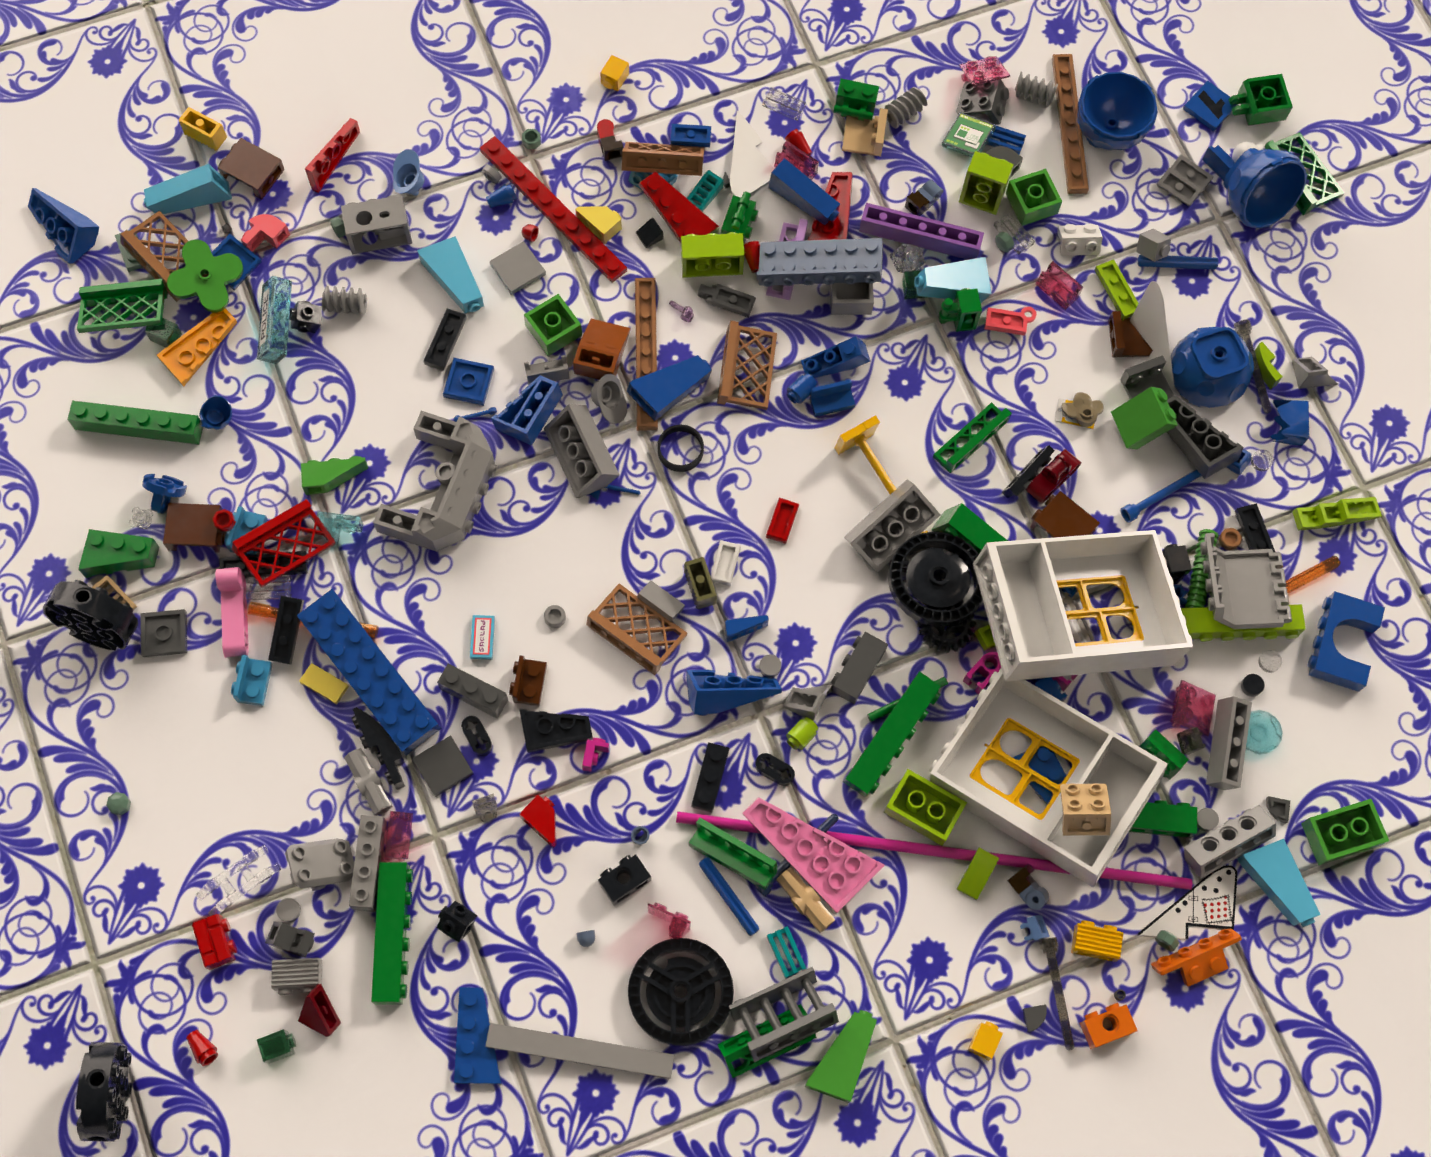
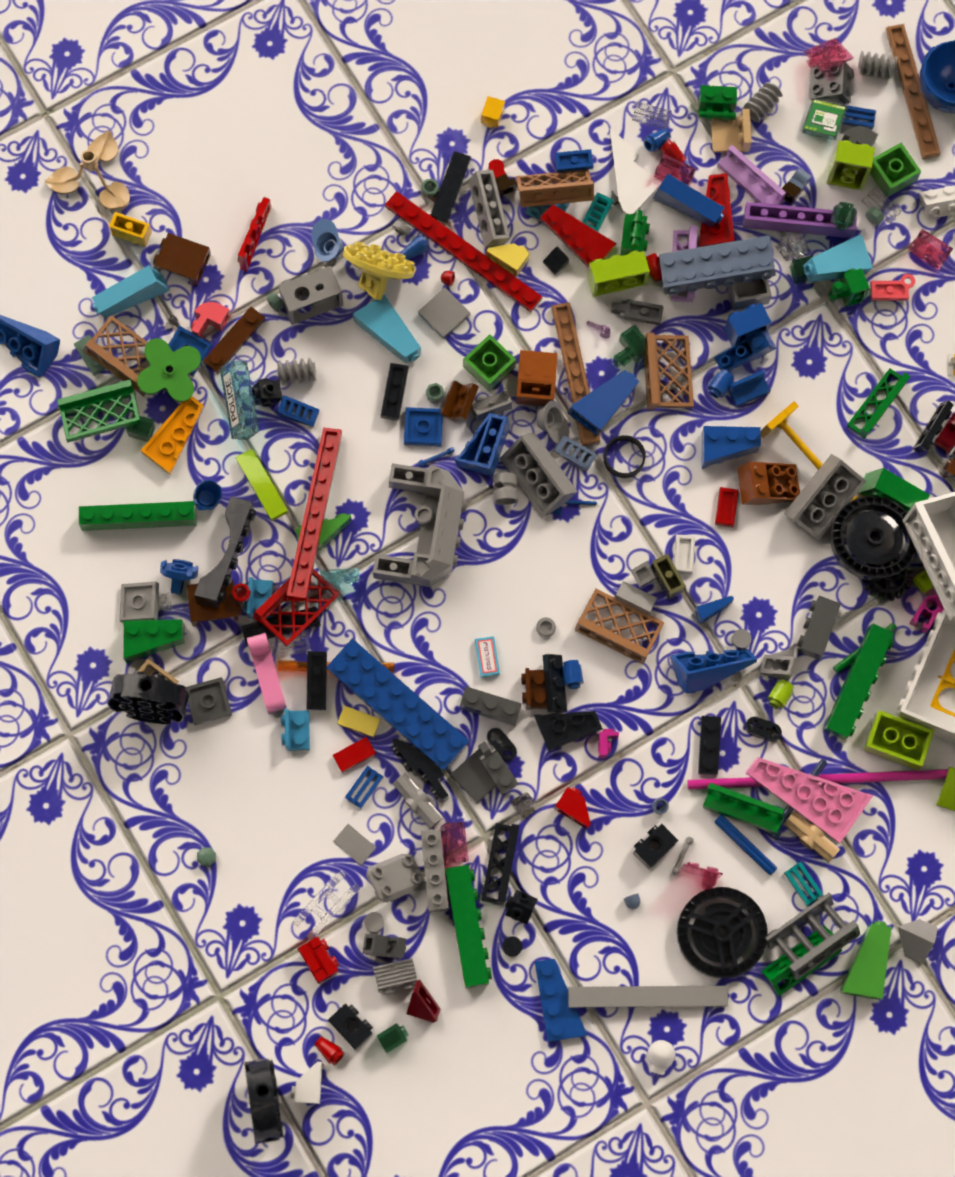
camera: 10 degrees left, 5 degrees up
(115, 512) = (139, 601): none -> light grey tile
(168, 1085) = (308, 1086): none -> white slope
(193, 508) = (212, 586): none -> black arch
(198, 47) = (102, 148): none -> tan plant
(220, 1017) = (339, 1021): none -> black brick
(277, 412) = (261, 485): none -> lime slope
(287, 258) = (234, 339): none -> reddish brown plate
(287, 818) = (354, 844): none -> light grey sticker
(307, 750) = (357, 783): none -> blue tile
(310, 719) = (354, 754): none -> red tile
(322, 342) = (300, 405): none -> blue slope
(323, 452) = (314, 514): none -> plate
(438, 965) = (512, 946): none -> black tile
(452, 205) = (377, 267): none -> light yellow bracket
(452, 871) = (507, 864): none -> black fence
(464, 761) = (497, 769): none -> dark grey hinge
(488, 347) = (434, 392): none -> sand green tile
(511, 359) = (459, 401): none -> reddish brown bracket
(541, 459) = (505, 488): none -> light grey wheel
(550, 678) = (554, 683): none -> black plate
(554, 141) = (450, 187): none -> black tile
(572, 672) = (572, 674): none -> blue brick
(580, 1123) = (660, 1055): none -> white piece
(588, 167) = (488, 208): none -> light grey brick
(633, 451) = (578, 448): none -> sand blue slope
(665, 881) = (689, 841): none -> light grey hinge
(674, 575) = (643, 574): none -> light grey tile
(714, 334) = (634, 346): none -> clear green brick
(782, 128) = (656, 140): none -> blue cone
(797, 451) = (727, 442): none -> blue wedge
(832, 501) = (768, 483): none -> dark orange slope
(841, 326) = (746, 323): none -> blue brick
(877, 181) = (750, 178): none -> lavender fence
(905, 1039) = (917, 939): none -> light grey slope
(968, 231) = (843, 215): none -> clear green head

